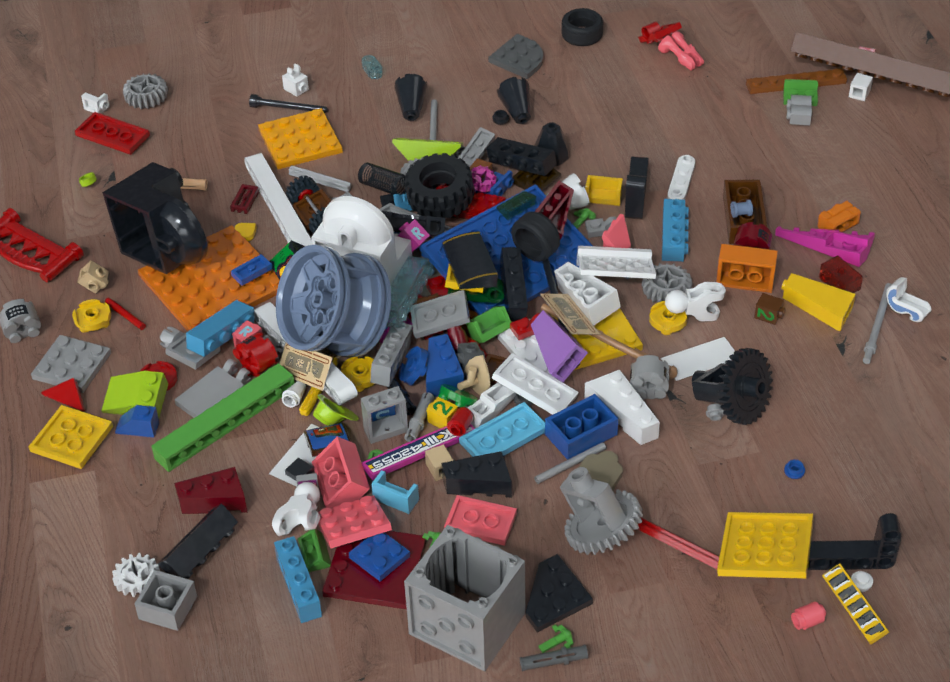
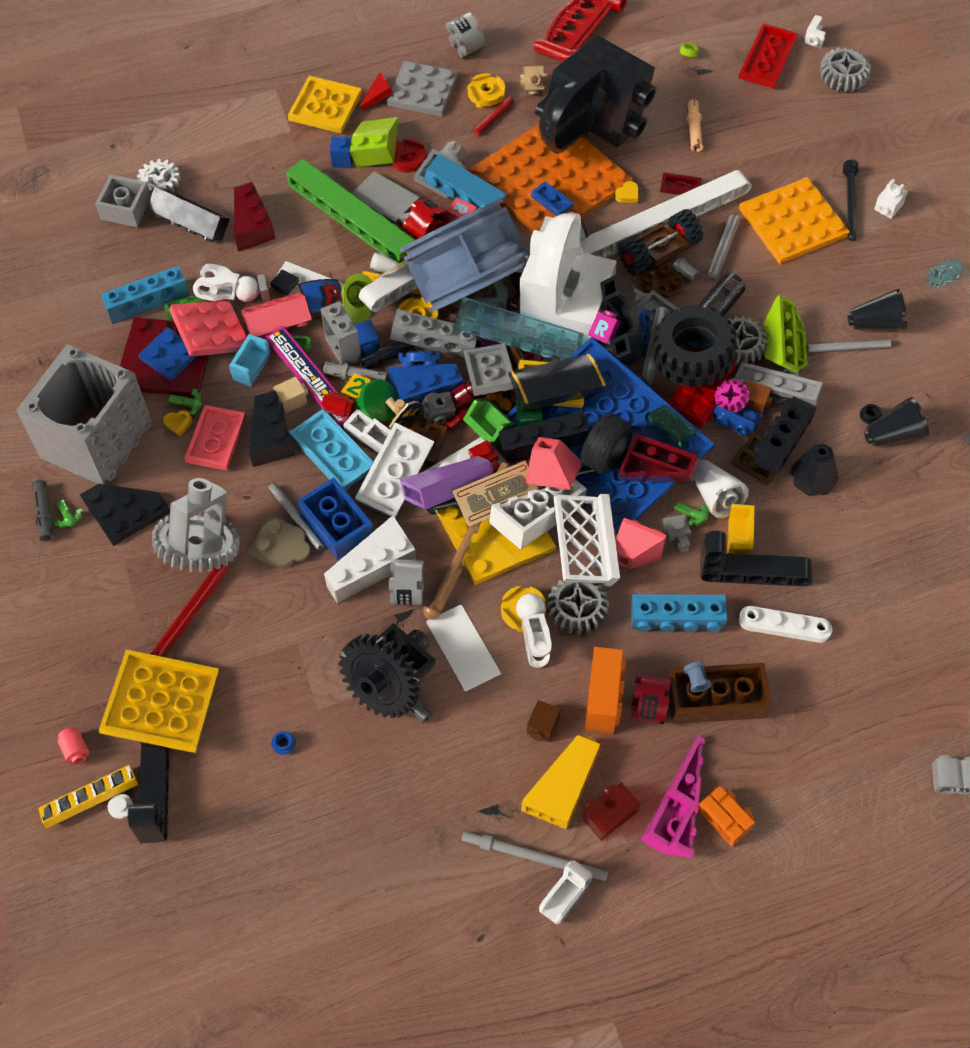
camera: 85 degrees right, 15 degrees up
(548, 276) = (552, 464): none -> coral slope

